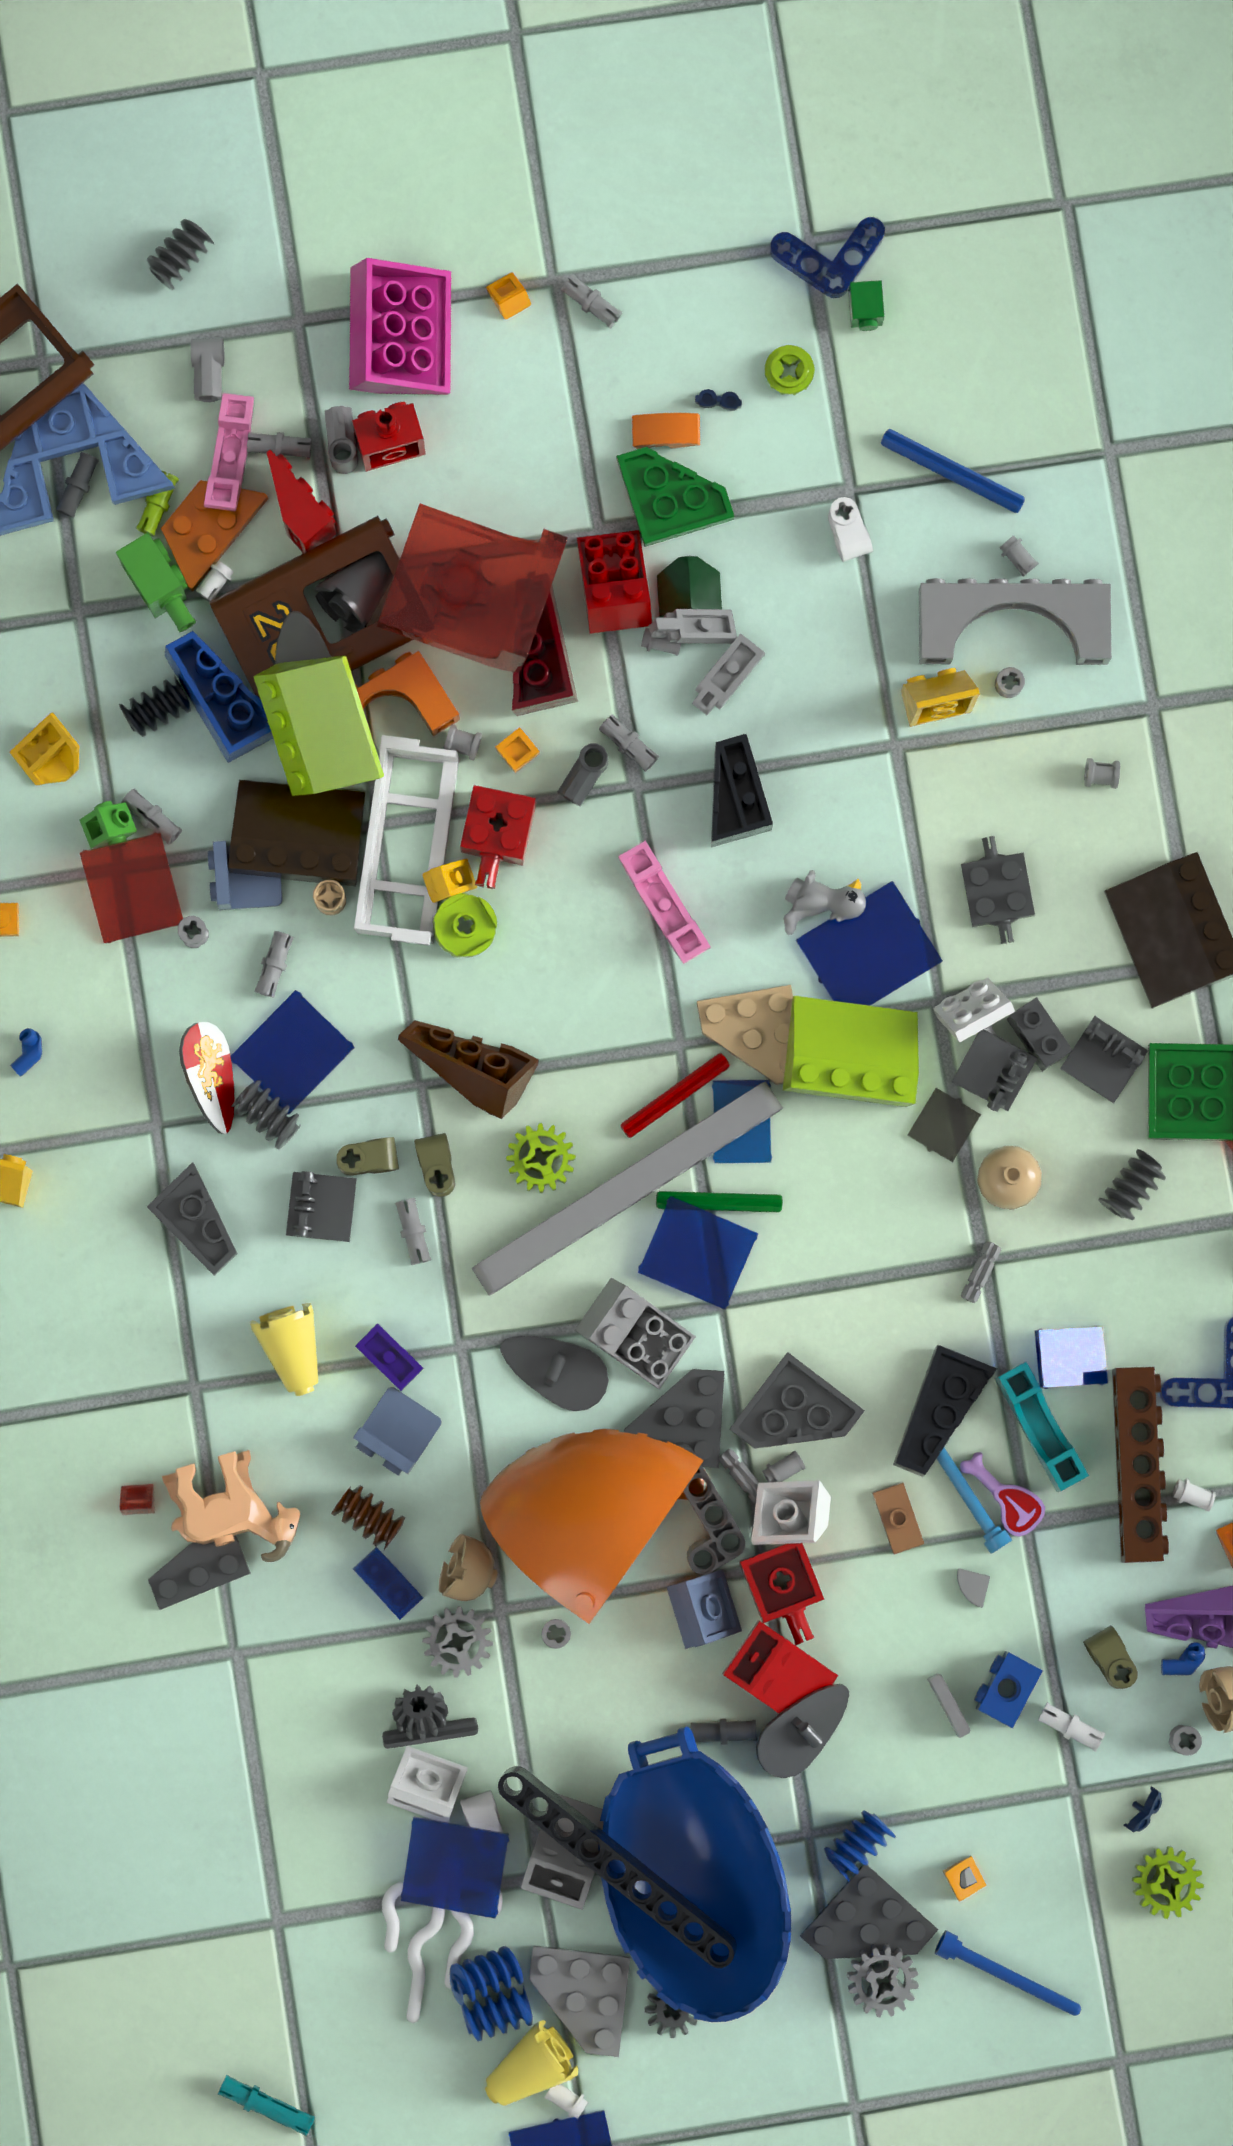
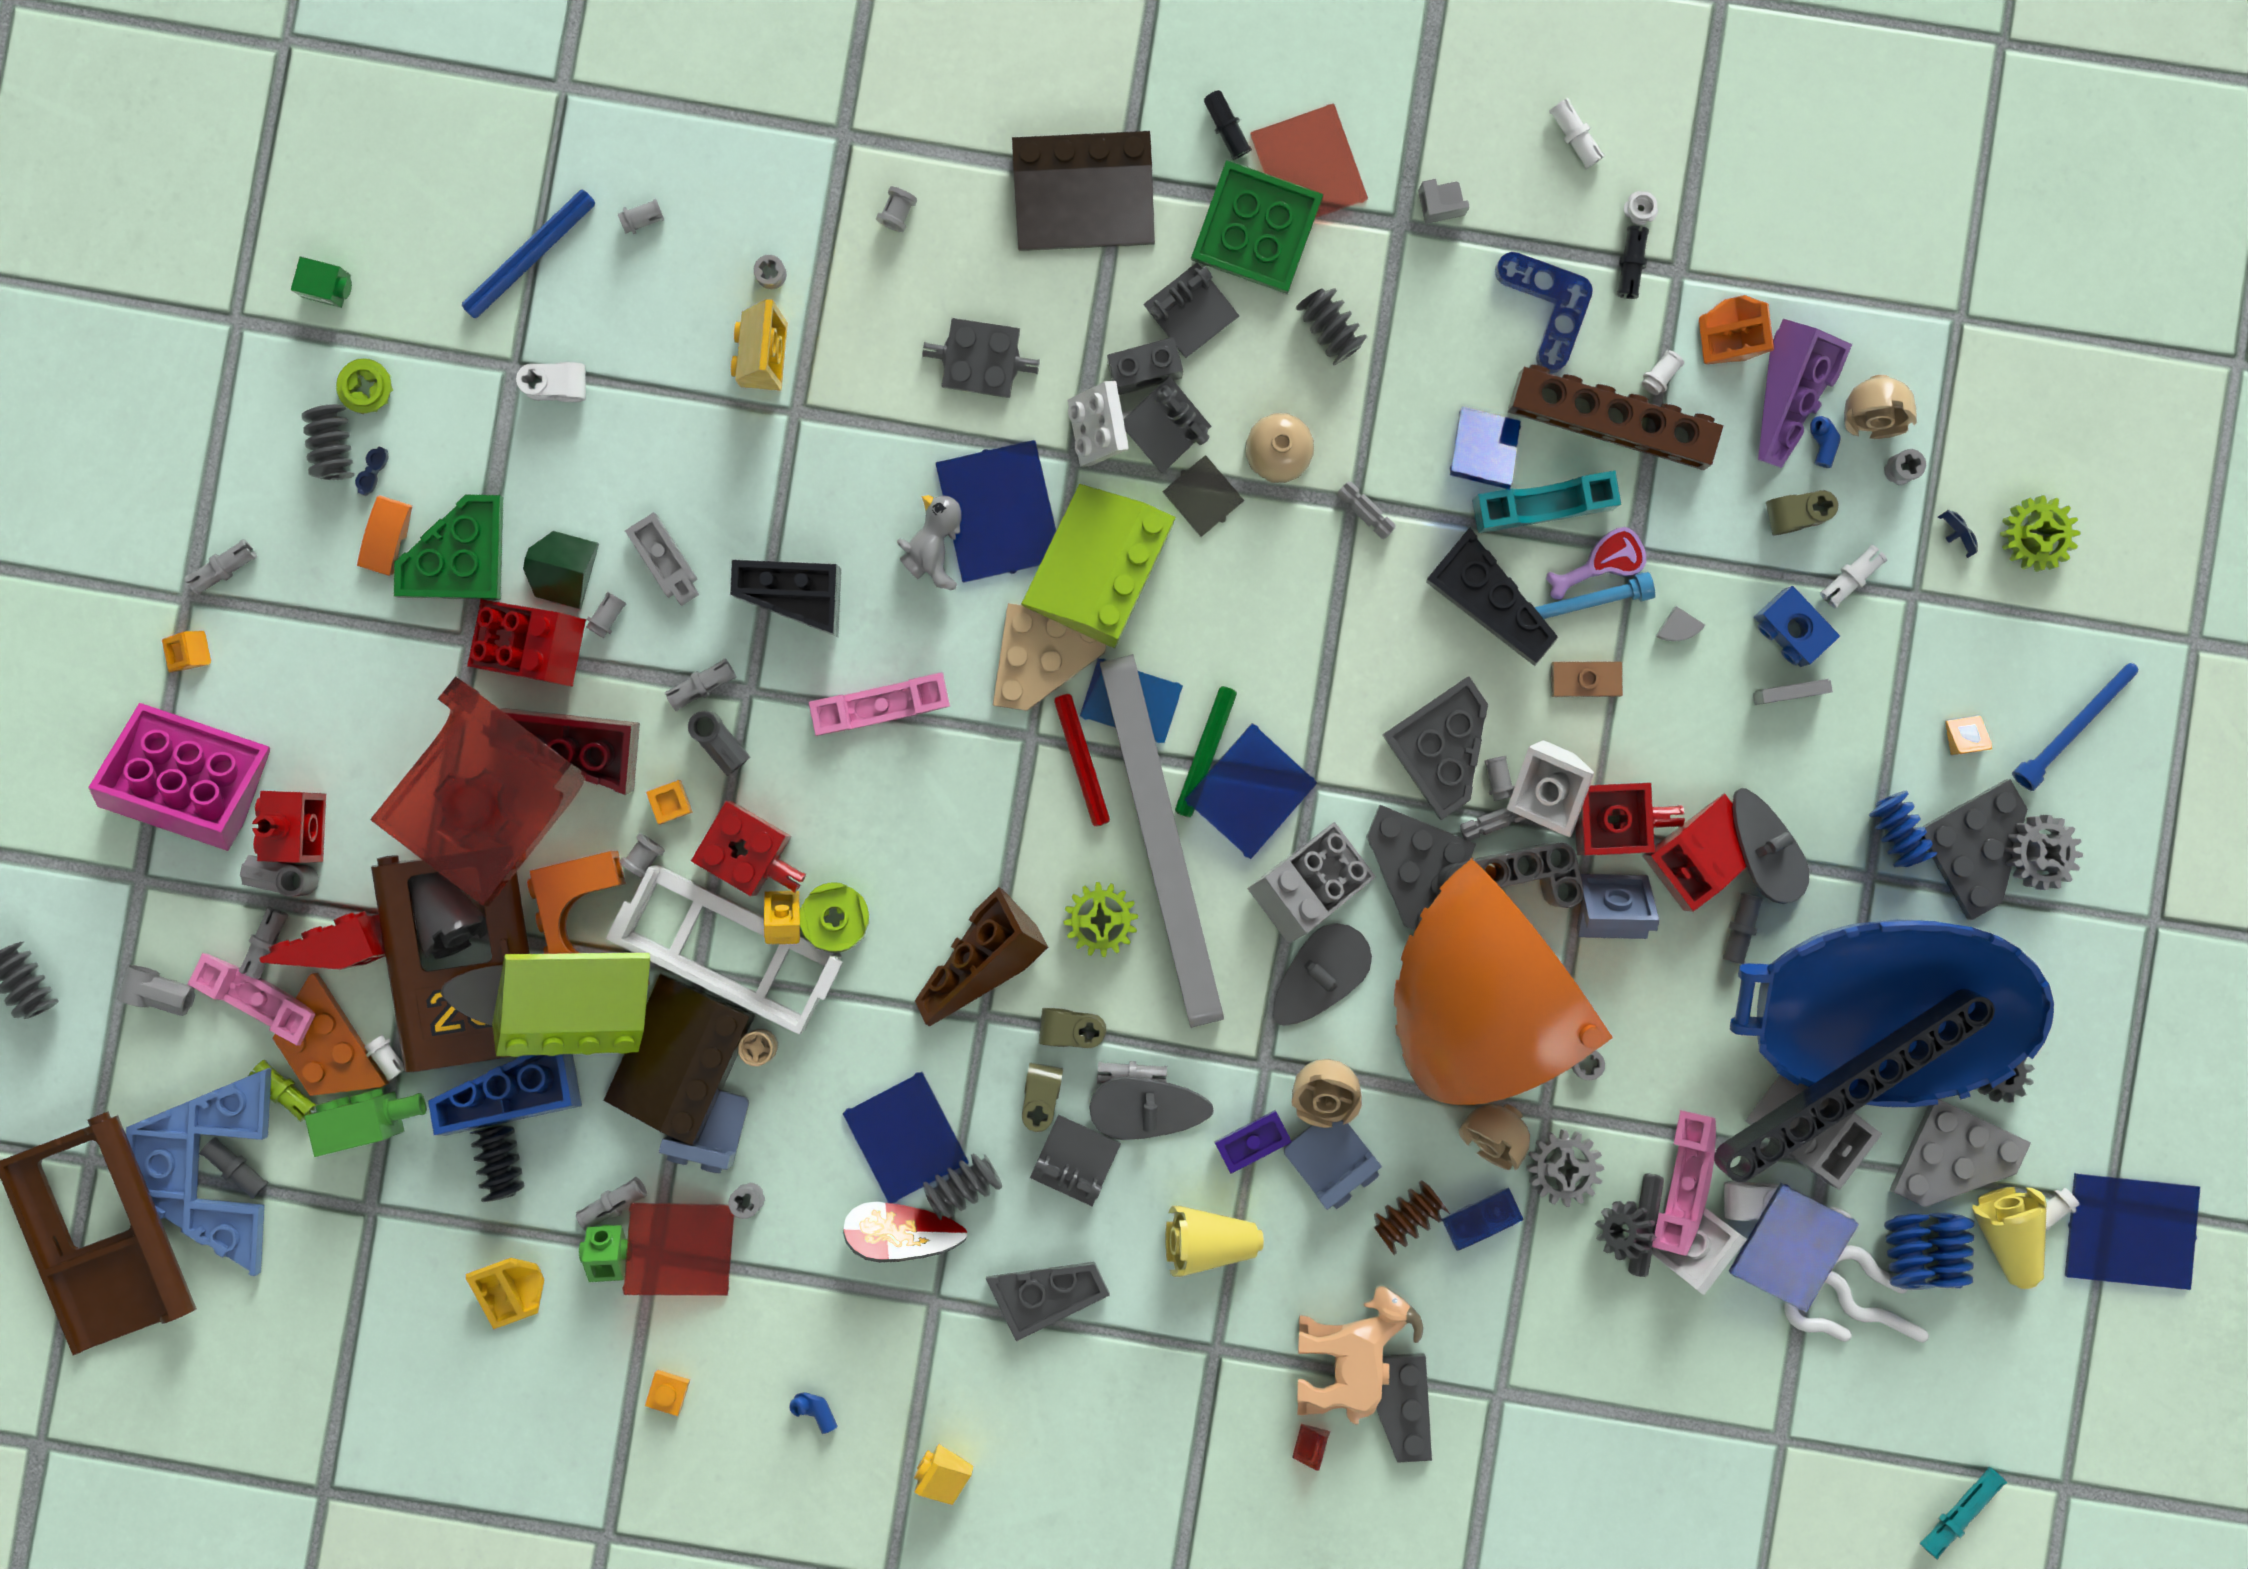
camera: 70 degrees left, 5 degrees up
(274, 964) = (808, 1127): light grey pin -> none
(387, 1253) = (1146, 1108): none -> dark grey shield
(453, 1405) = (1326, 1093): none -> tan cylinder
(480, 1758) = (1689, 1183): none -> bright pink slope
(695, 626) = (601, 574): light grey hinge -> none
(729, 355) = (325, 442): none -> dark grey piece
(837, 267) = (272, 301): clear blue beam -> none
(1078, 609) = (717, 174): light grey arch -> none

